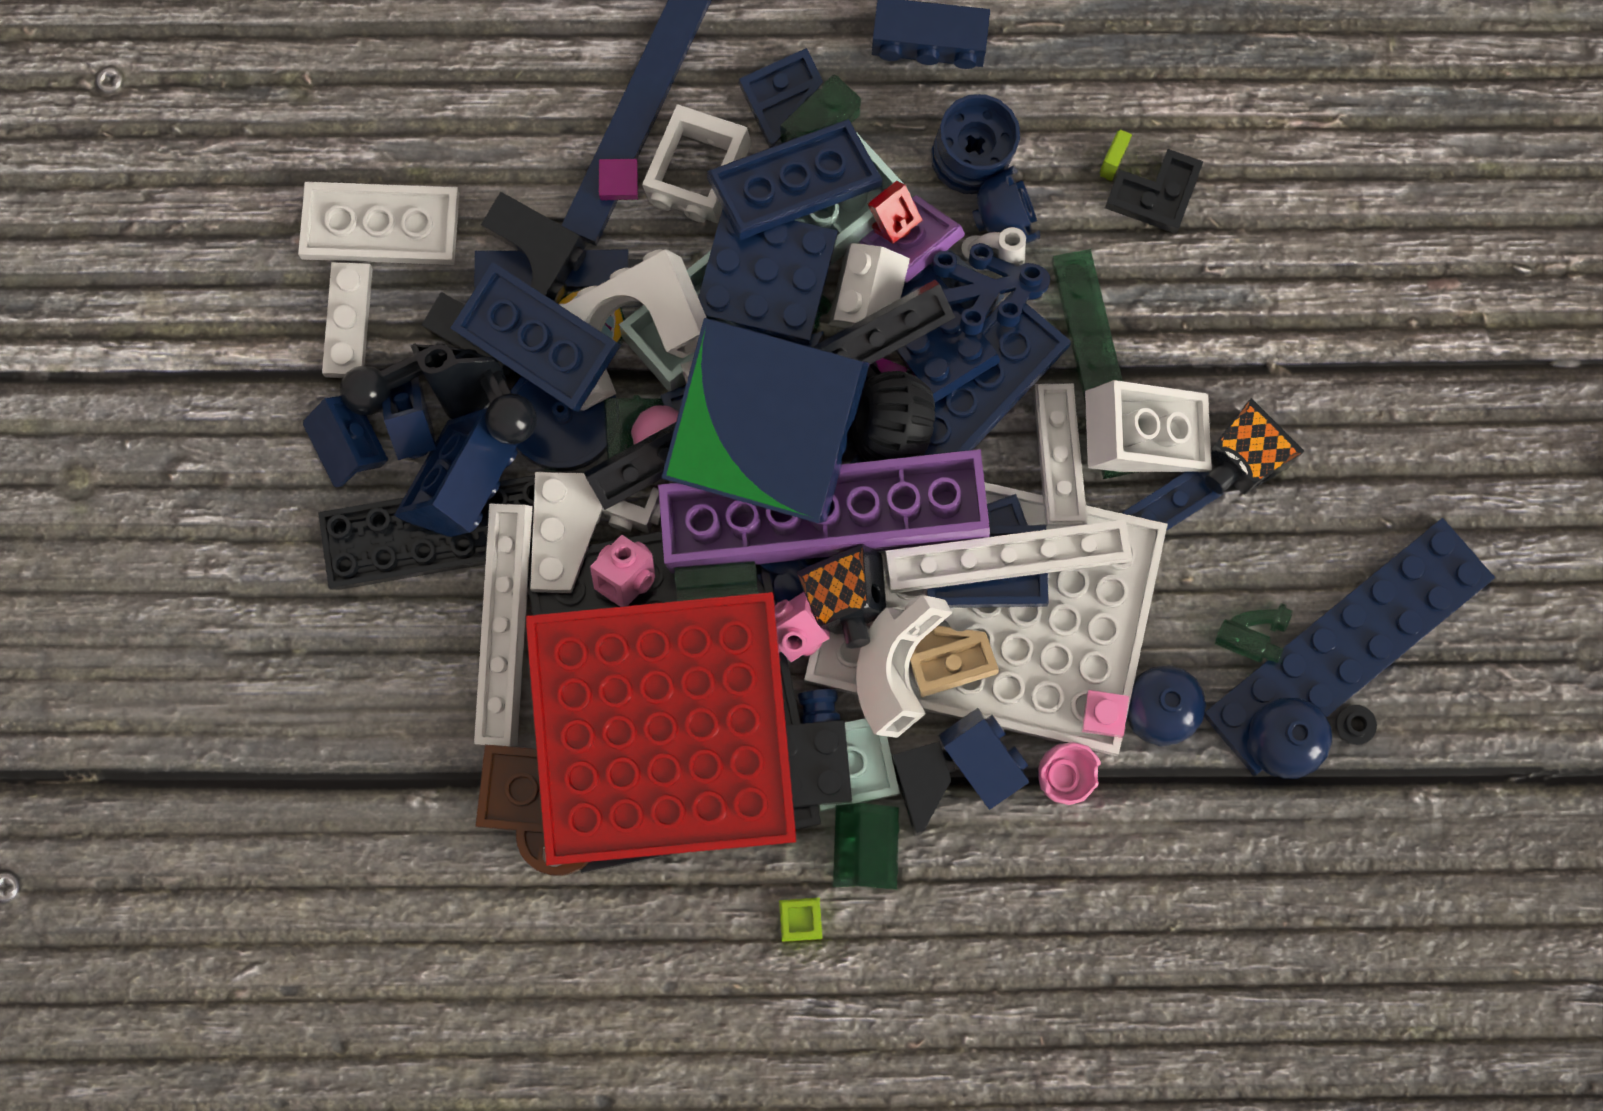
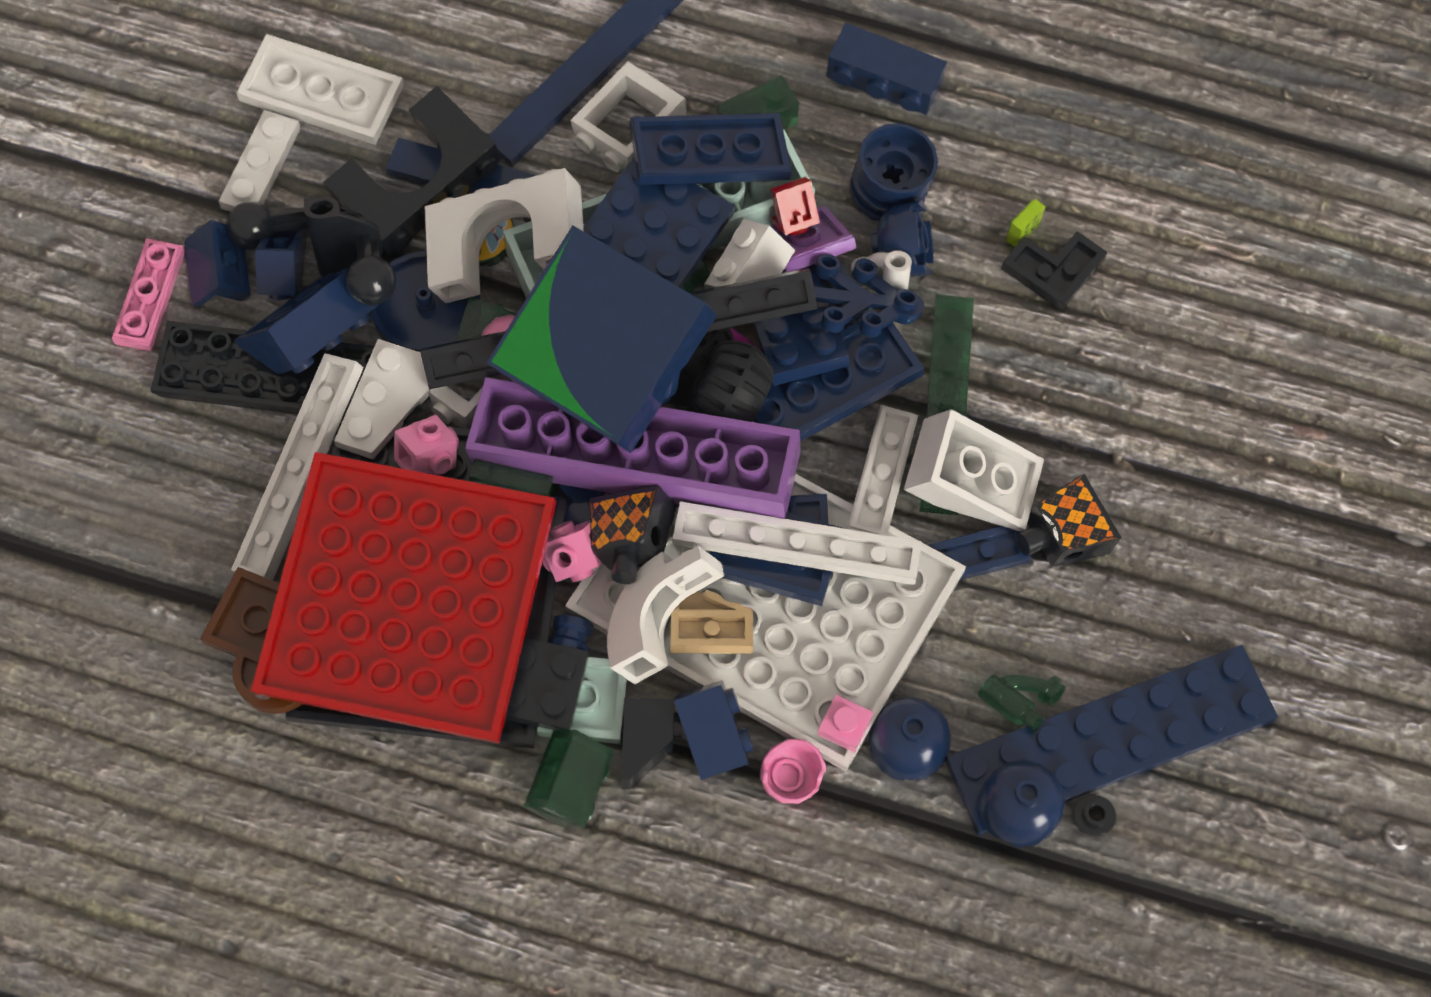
camera: 15 degrees right, 10 degrees down
(288, 511) = (144, 312): none -> bright pink tile
(535, 337) = (420, 216): dark blue plate -> none
(618, 179) = (551, 112): magenta tile -> none
(779, 91) = (728, 75): dark blue wing -> none
(800, 919) = (482, 832): lime tile -> none

